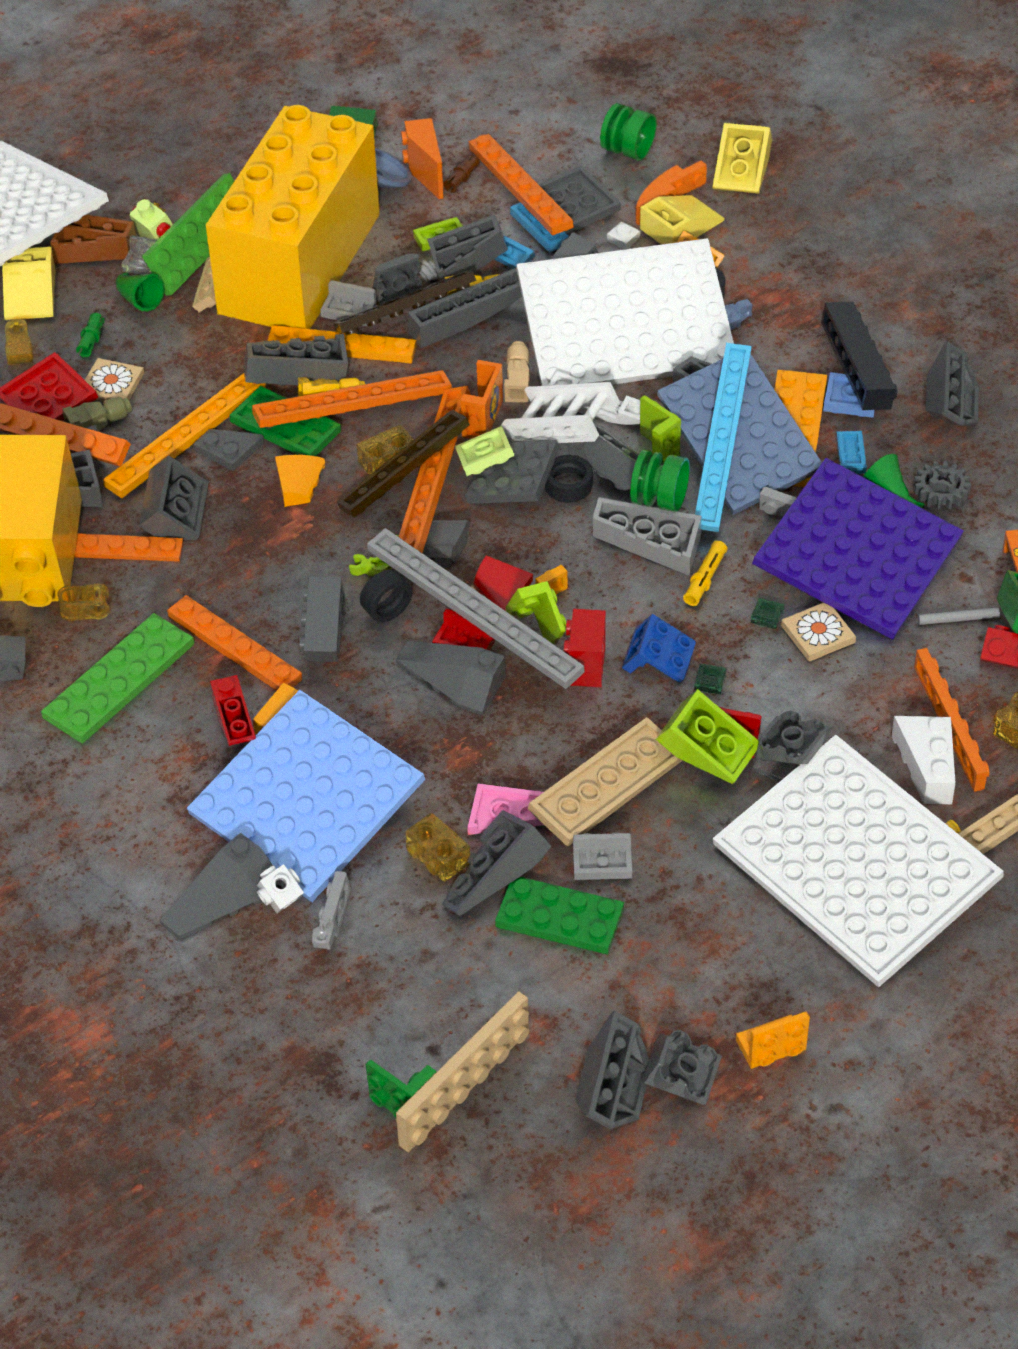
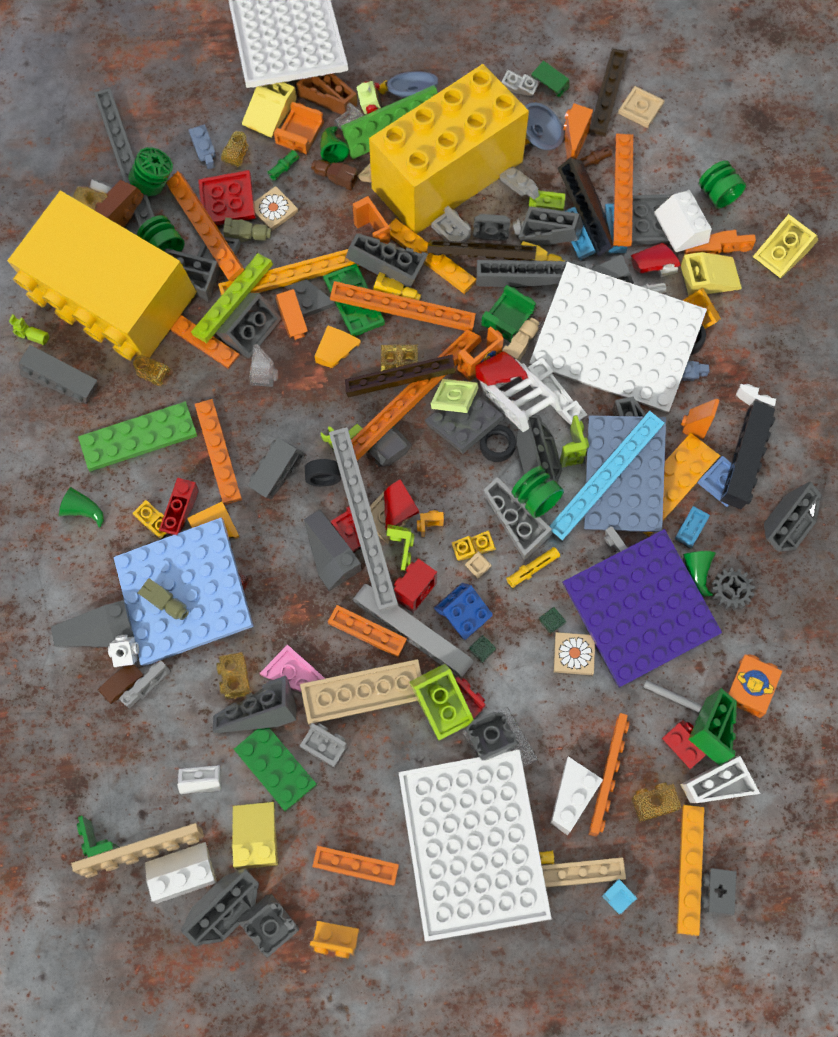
camera: 30 degrees right, 20 degrees up
(82, 290) = (299, 128): none -> orange panel
(98, 775) = (76, 503): none -> green hat
(134, 483) = (232, 298): none -> lime plate
(166, 313) = (337, 173): none -> reddish brown piece
(186, 193) = (411, 83): none -> sand blue dish
(204, 749) = (150, 518): none -> yellow slope
(220, 465) = (291, 314): none -> orange slope
(226, 535) = (262, 368): none -> clear slope
(243, 326) = (366, 212): none -> orange panel
(290, 804) = (163, 600): none -> olive piece
(299, 926) = (120, 682): none -> reddish brown slope
(395, 229) = (519, 182): none -> light grey hinge
(428, 105) = (608, 92): none -> dark brown plate
(476, 107) = (641, 107): none -> tan tile
(477, 976) = (199, 779): none -> white slope
(479, 207) = (587, 204): none -> black slope
(480, 343) = (509, 313): none -> green panel
(517, 401) = (499, 369): none -> red slope
(533, 1077) = (179, 873): none -> white slope
(562, 725) = (367, 631): none -> orange plate
(592, 990) = (254, 836): none -> light yellow slope
(607, 697) = (415, 632): none -> light grey beam
(610, 228) = (654, 258): none -> red slope
(615, 178) = (683, 221): none -> white slope
(621, 587) = (469, 546): none -> yellow slope
(640, 601) = (478, 565): none -> tan tile
(736, 956) = (355, 865): none -> orange plate
(781, 343) = (700, 419): none -> orange slope
(812, 305) = (750, 394): none -> white slope

